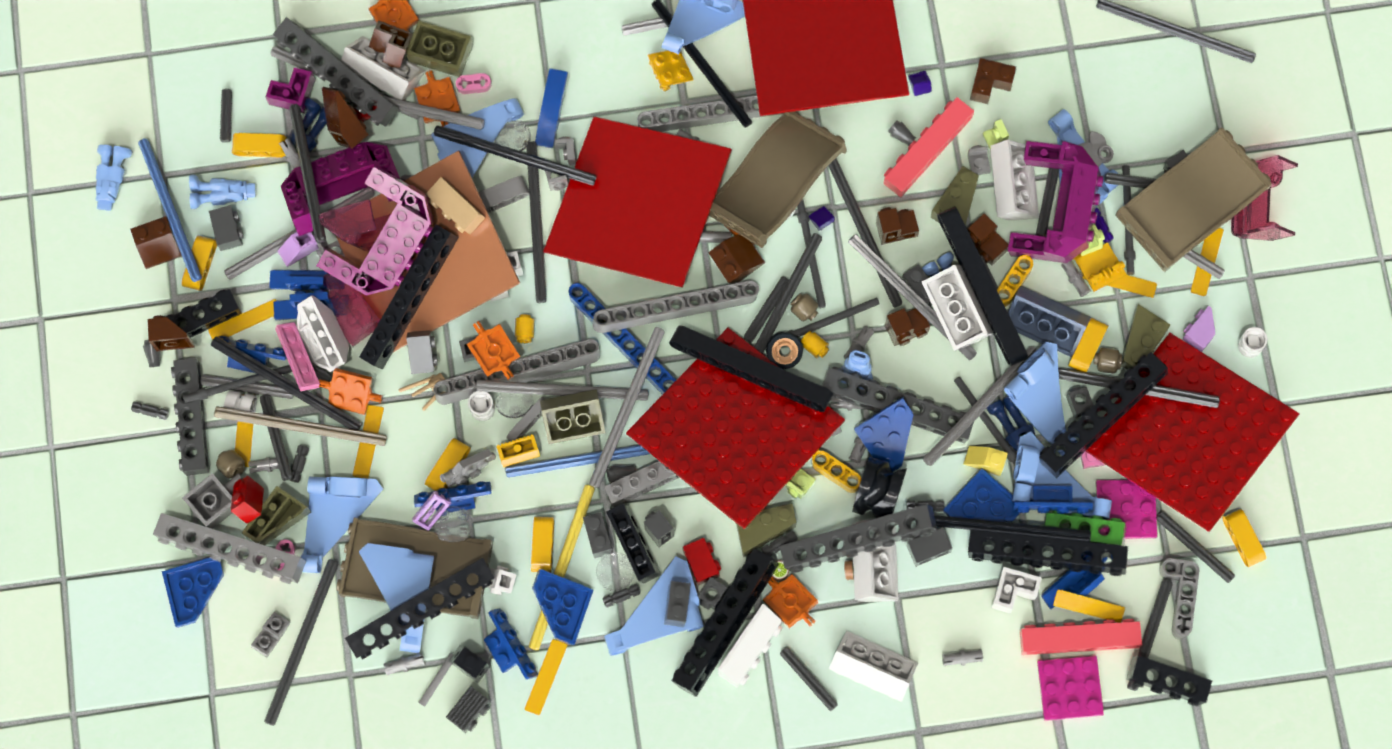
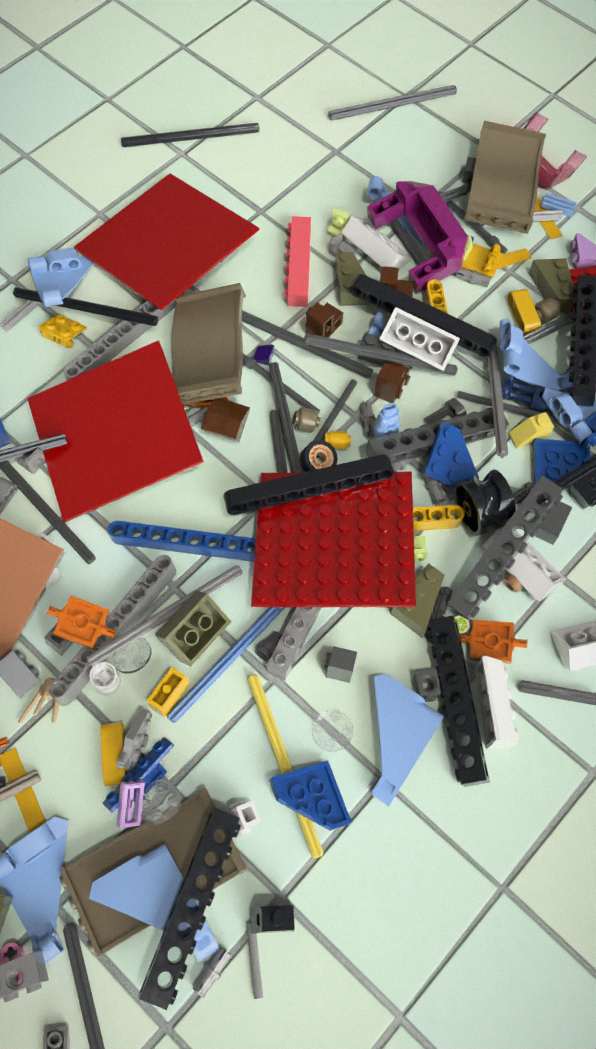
camera: 45 degrees left, 10 degrees down
(468, 710) = (307, 965): dark grey brick -> none
(507, 648) = (294, 875): blue bracket -> none
(524, 328) = (94, 590): yellow brick -> none
(526, 422) = (156, 662): light grey beam -> none
(542, 544) = (252, 756): yellow beam -> none
(545, 677) = (349, 874): yellow sticker -> none
(568, 147) = (22, 430): light grey bracket -> none
(597, 535) = (293, 710): dark grey brick -> none
(621, 595) = (354, 746): dark grey axle -> none
(626, 407) = (233, 590): light grey axle -> none
(633, 543) = (329, 693): black brick -> none
(668, 312) = (206, 486): light grey beam -> none
(677, 603) = (413, 712): dark grey brick -> none
(701, 561) = (395, 664): red brick -> none
(901, 133) = (271, 264): dark grey cone -> none
(920, 83) = (262, 229): dark purple slope -> none
(936, 388) = (452, 407): none -> dark grey piece
(990, 75) = (303, 193): reddish brown brick -> none
(1047, 320) = (487, 310): sand blue slope -> none
(1077, 409) = (554, 349): dark grey brick -> none
(1235, 255) = (554, 202): none -> light blue tile

